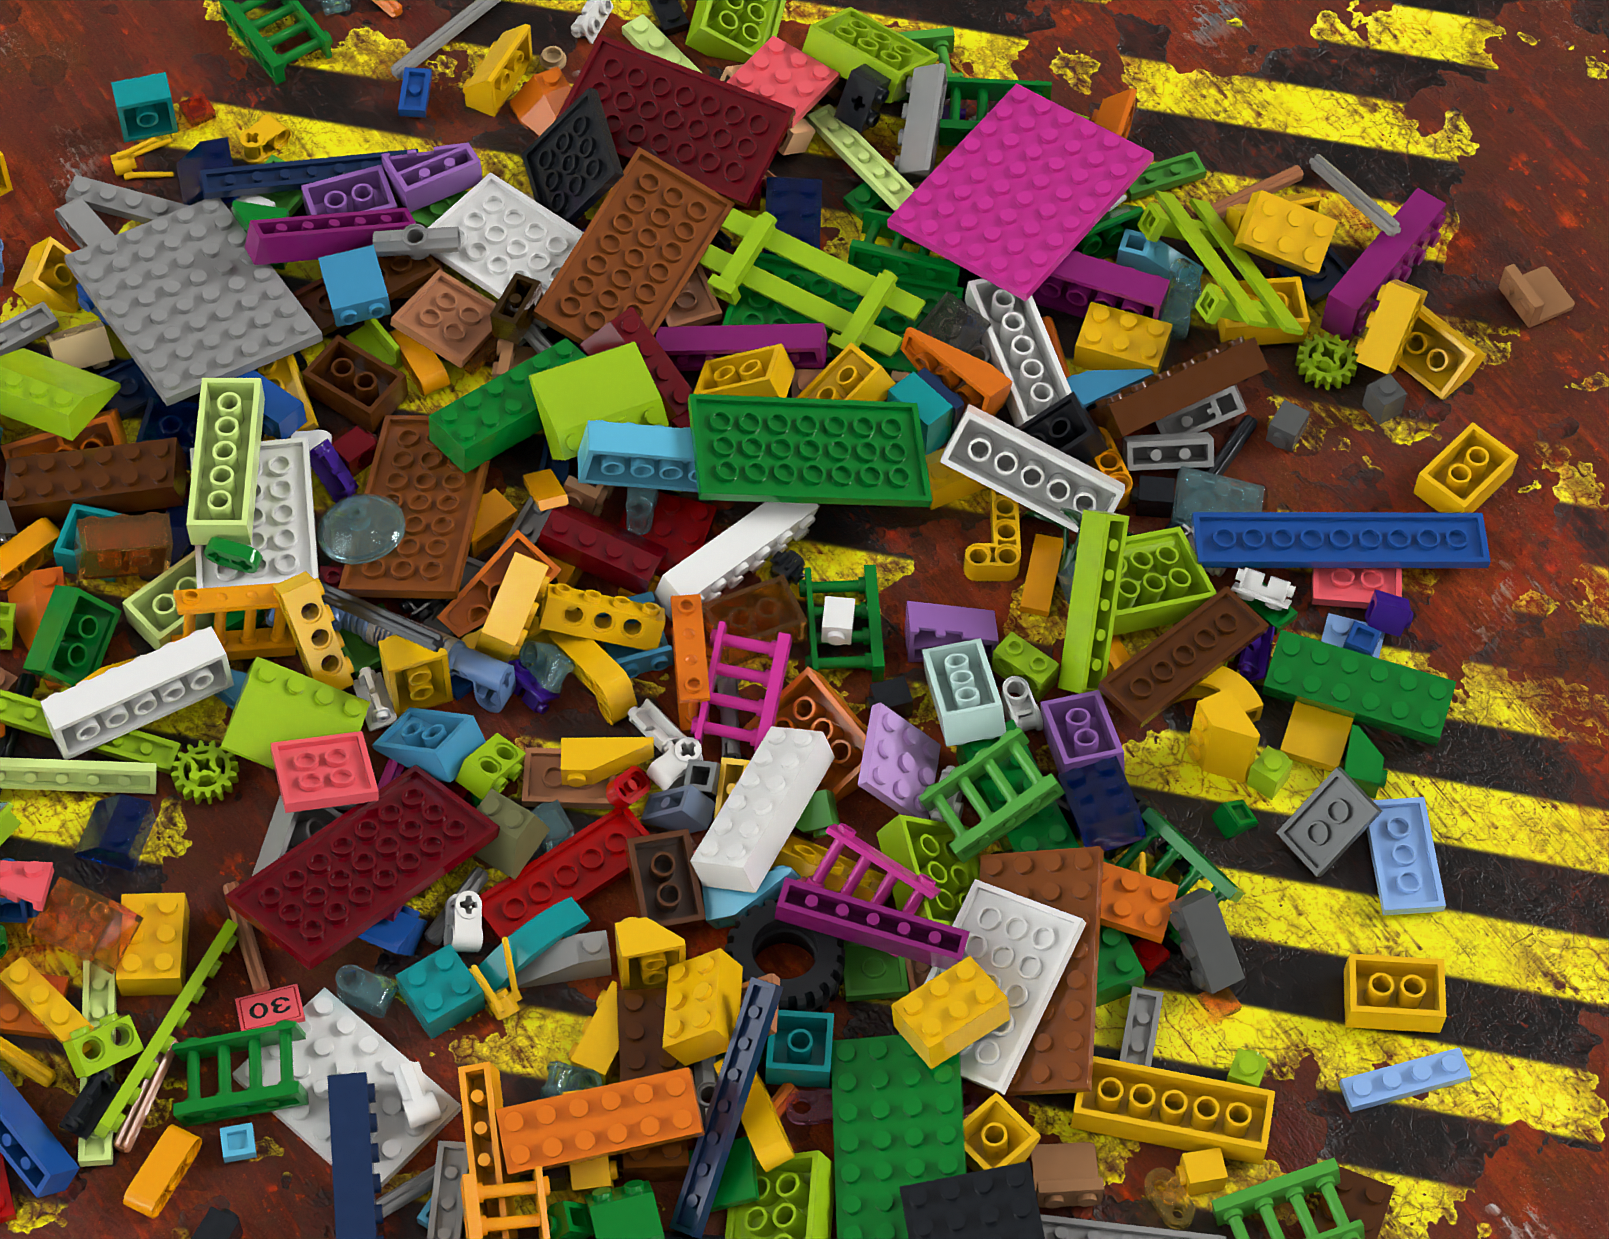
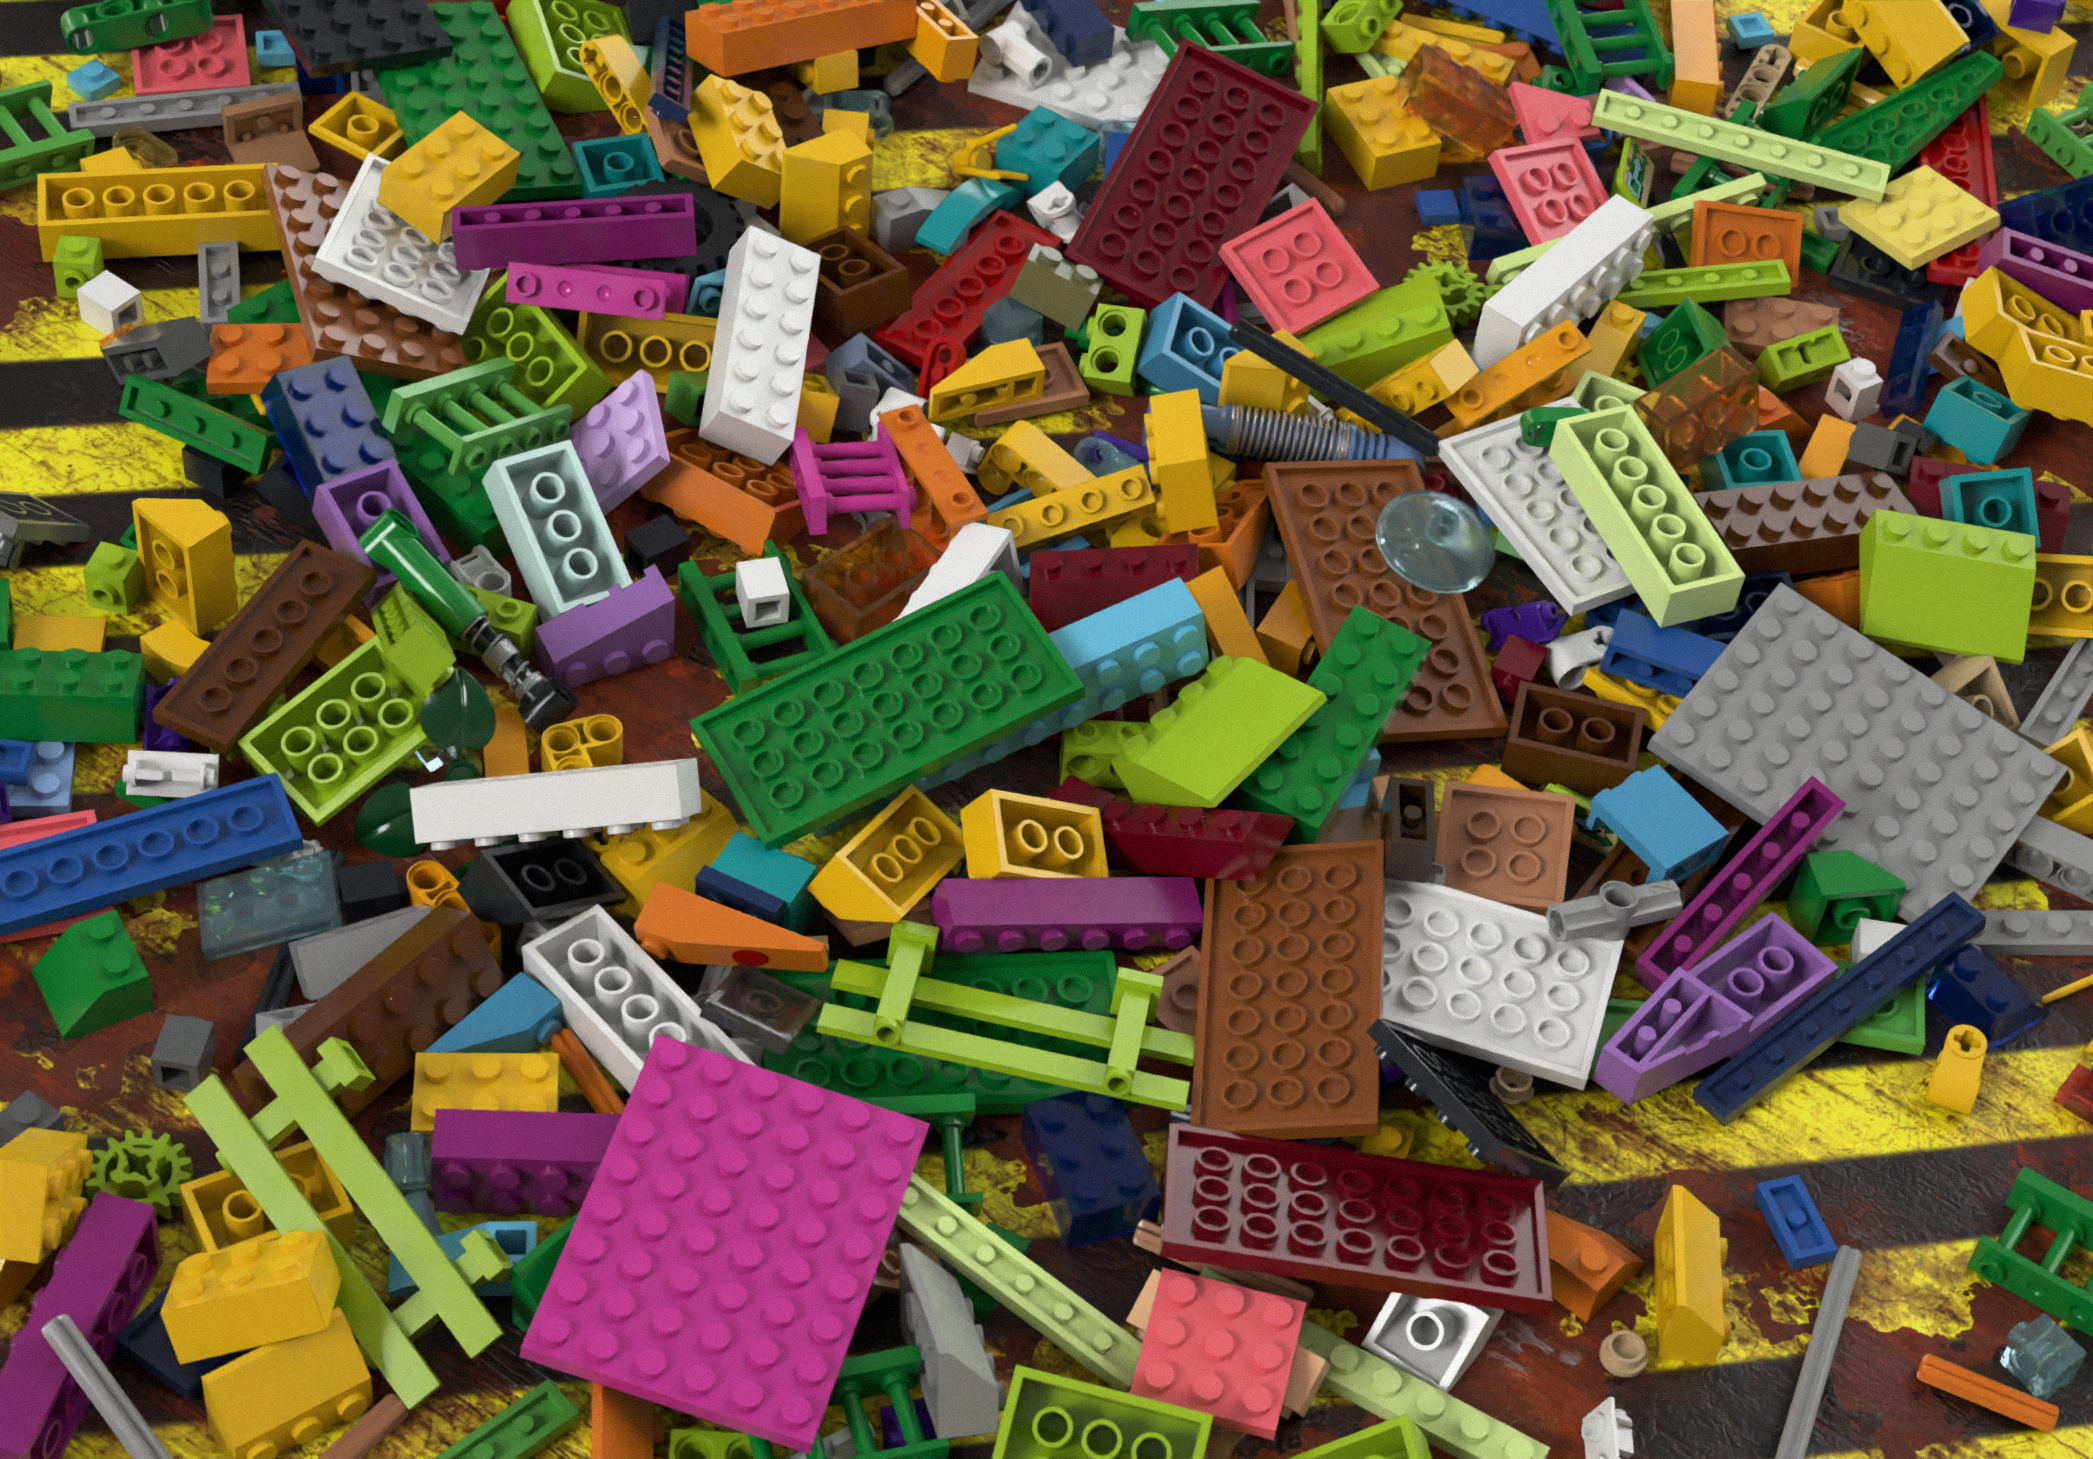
camera: 155 degrees right, 10 degrees down
(62, 821) = (1549, 186): none -> coral plate
(149, 869) = (1437, 207): none -> blue tile
(863, 98) = (1066, 1351): black brick -> none
(1050, 641) = (397, 546): none -> piece
(1227, 1032) = (109, 303): none -> white brick
(1330, 484) = (93, 977): none -> green slope

